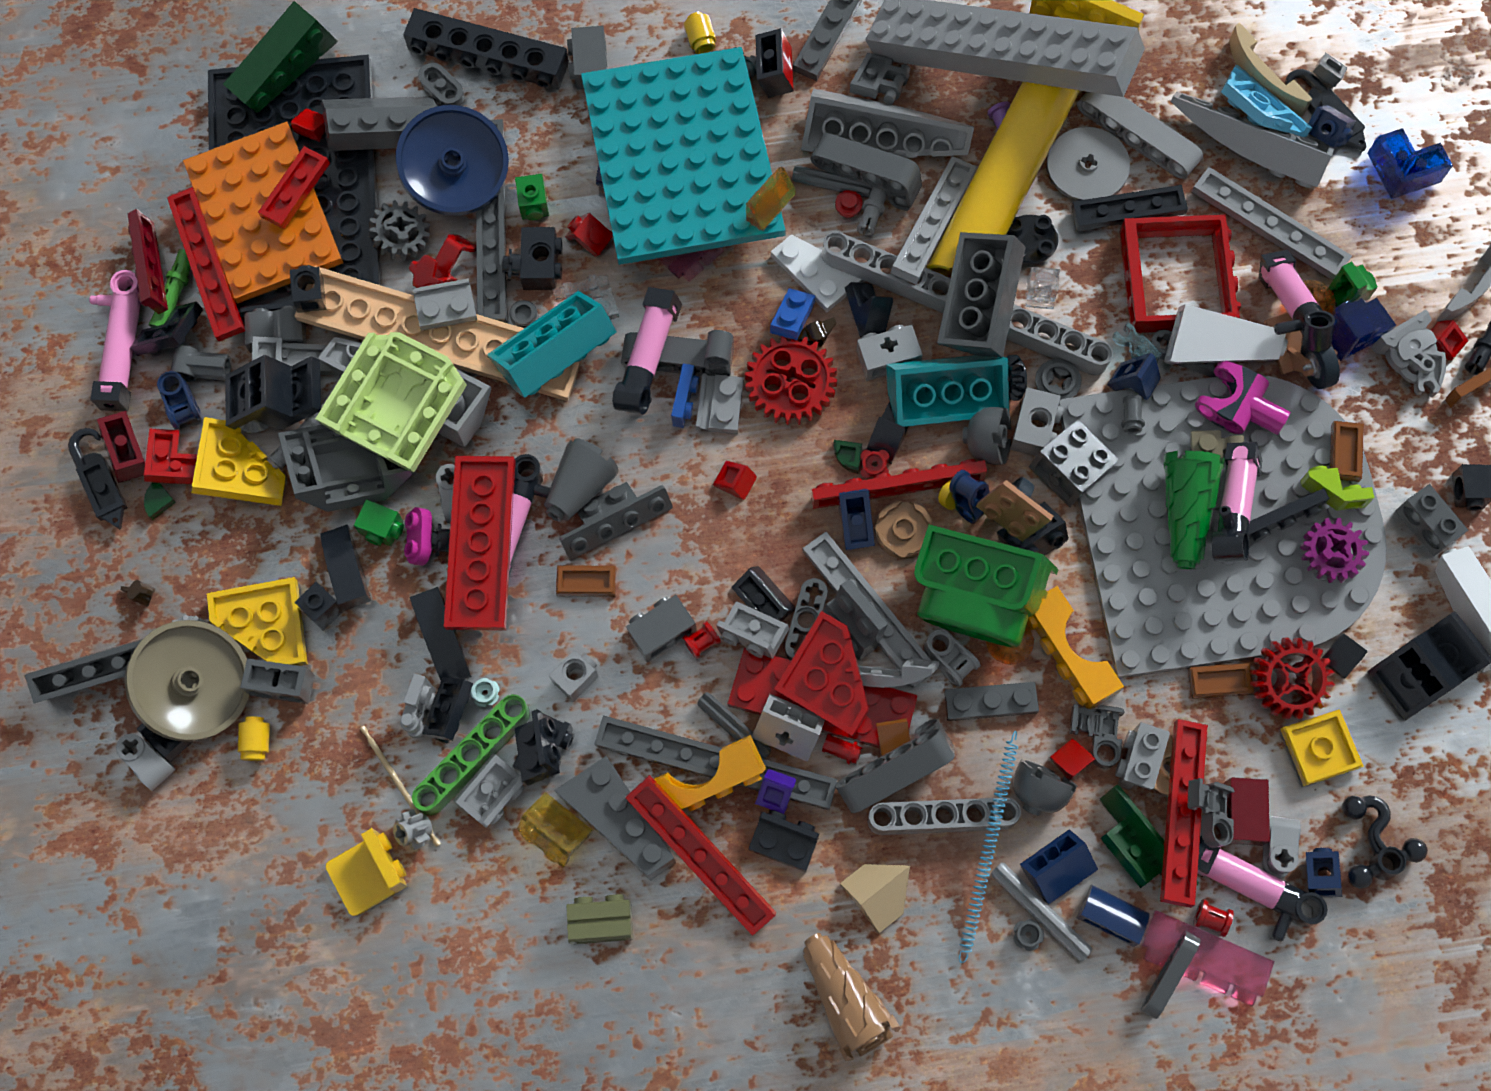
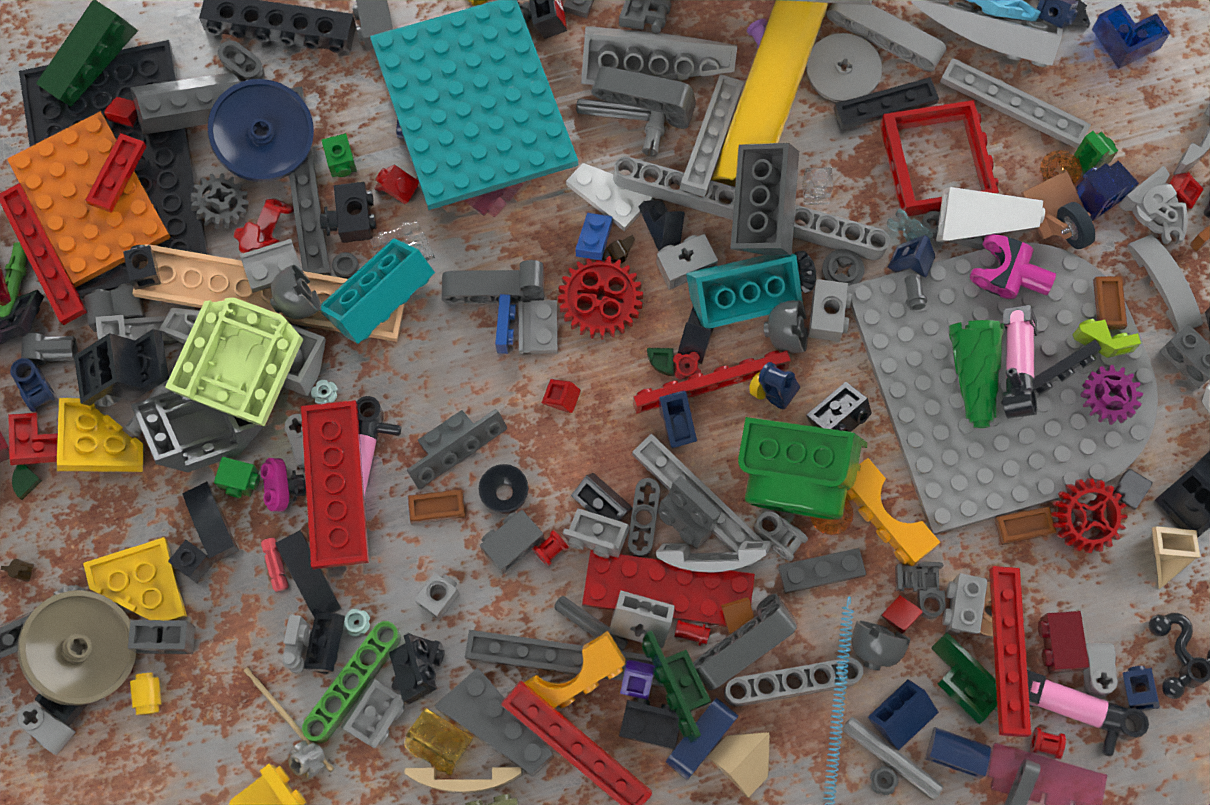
camera: 10 degrees left, 0 degrees up
(406, 621) = (274, 565): none -> coral axle
(463, 338) = (293, 295): none -> dark grey cylinder
(489, 440) = (329, 397): none -> light aqua plate
(578, 479) = (417, 413): dark grey cone -> none
(615, 874) = (500, 777): none -> tan slope
(634, 391) = (458, 325): piece -> none
(657, 557) = (503, 476): none -> black piece
(770, 199) = (560, 134): clear orange slope -> none
(822, 801) = (681, 683): none -> dark green bracket
(827, 676) = (671, 568): red plate -> none
(836, 863) = (712, 727): none -> dark blue beam
(848, 204) = (631, 128): red plate -> none
(902, 529) = (720, 422): medium nougat tile -> none
(1014, 510) = (820, 393): nougat plate -> none
(1036, 235) = (806, 138): black dish -> none
(1073, 462) = (867, 343): bracket -> none
(1212, 441) = (989, 309): dark tan plate -> none
(1213, 802) = (1034, 637): dark grey piece -> none
(1315, 325) = (1069, 193): black piece -> none
(1321, 747) = (1123, 575): yellow plate -> none
(1380, 728) = (1173, 551): none -> tan slope
(1415, 436) = (1168, 281): none -> light grey slope

